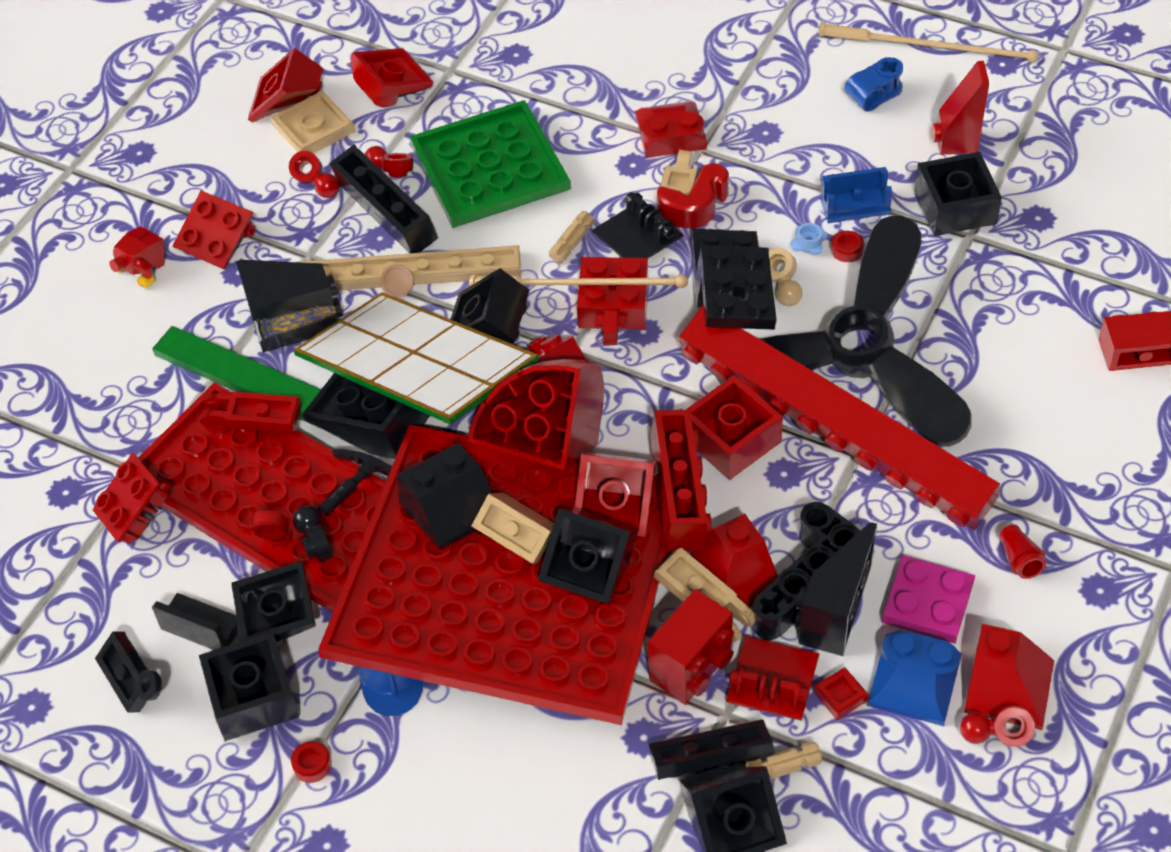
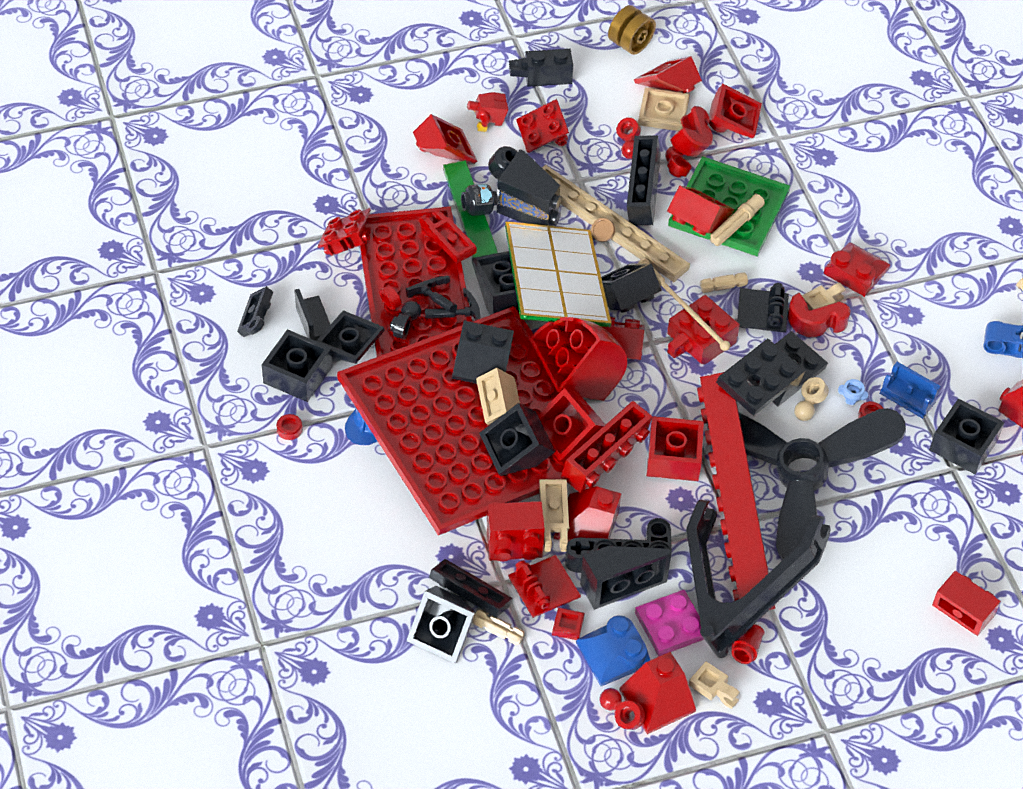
camera: 40 degrees right, 0 degrees up
(124, 324) = (443, 140): none -> red slope
(147, 171) = (544, 67): none -> black hinge
(196, 70) = (631, 29): none -> pearl gold wheel
(222, 293) = (500, 160): none -> black head
(240, 350) = (479, 199): none -> black head
(291, 485) = (424, 288): none -> black piece
(380, 120) = (695, 134): none -> red animal
(477, 185) = (698, 210): none -> slope
(519, 155) = (733, 223): none -> tan axle
(989, 546) = (727, 621): none -> black piece
(1041, 621) = (713, 682): none -> tan plate

